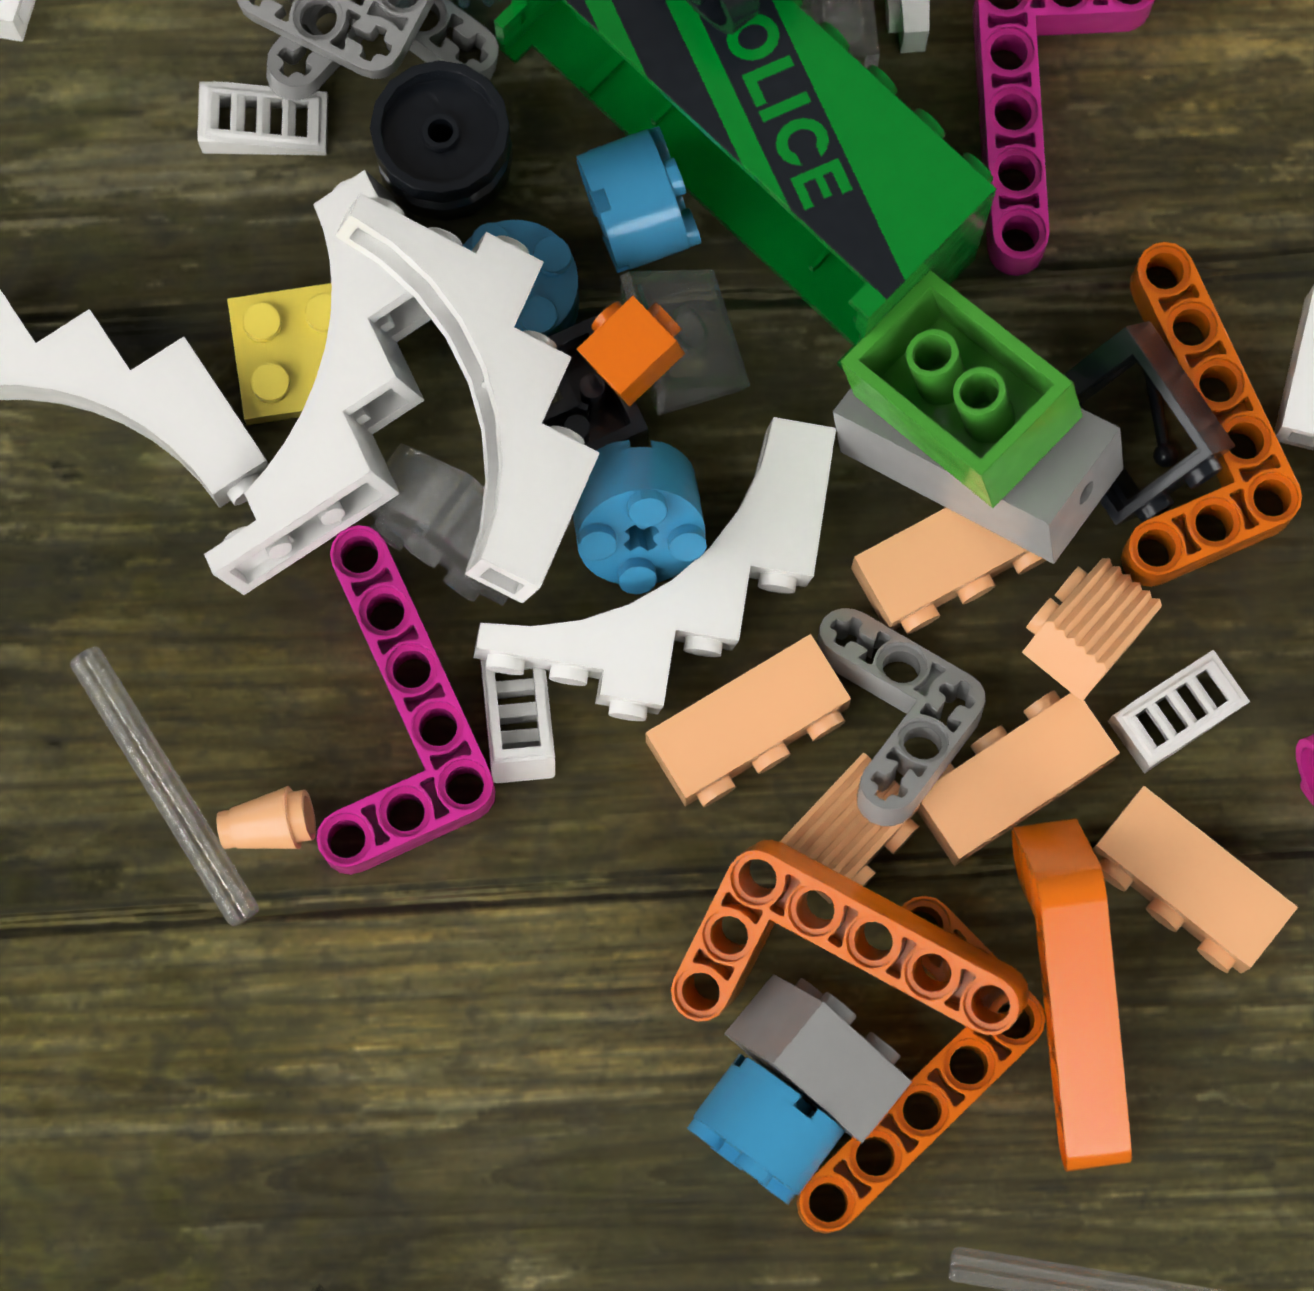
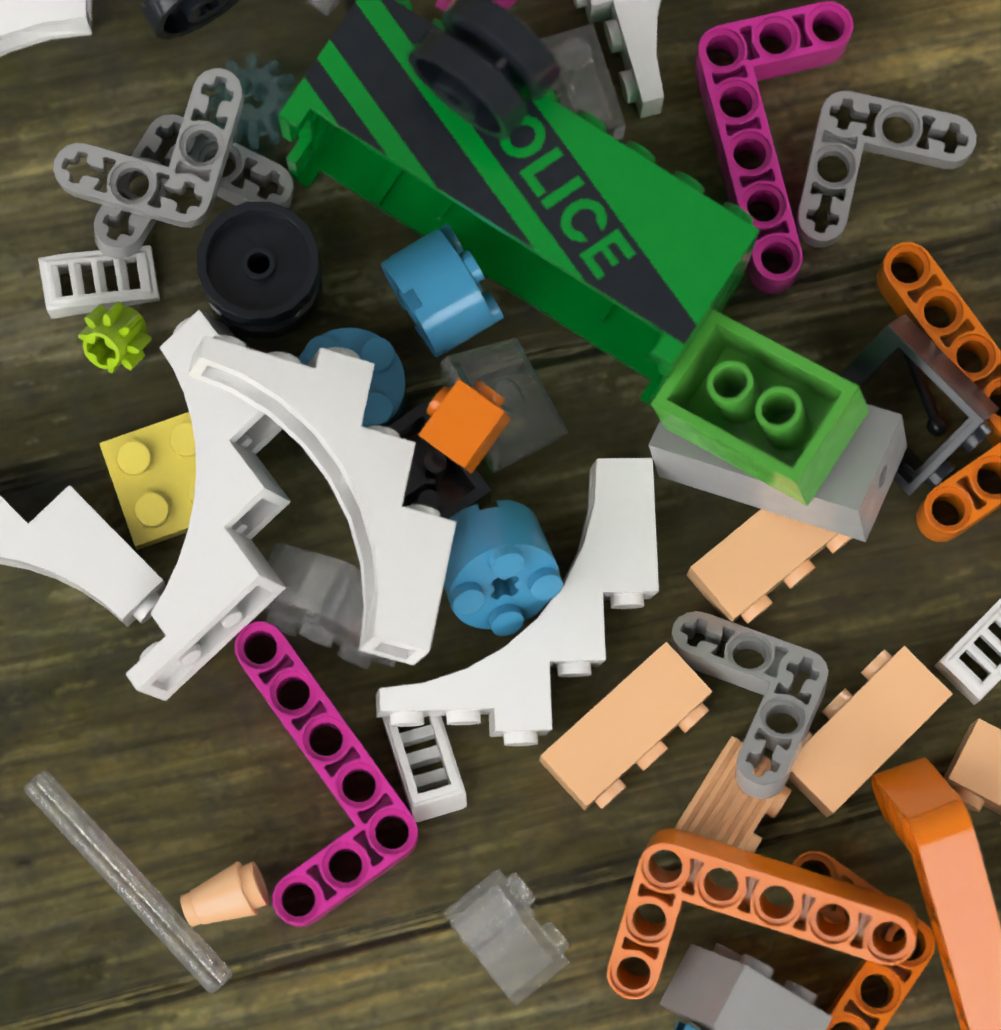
camera: 15 degrees left, 0 degrees up
(267, 184) = (114, 337): none -> lime gear
(566, 923) = (506, 937): none -> clear brick
(1091, 627) = (906, 590): light nougat brick -> none
(1131, 122) = (850, 143): none -> light grey beam

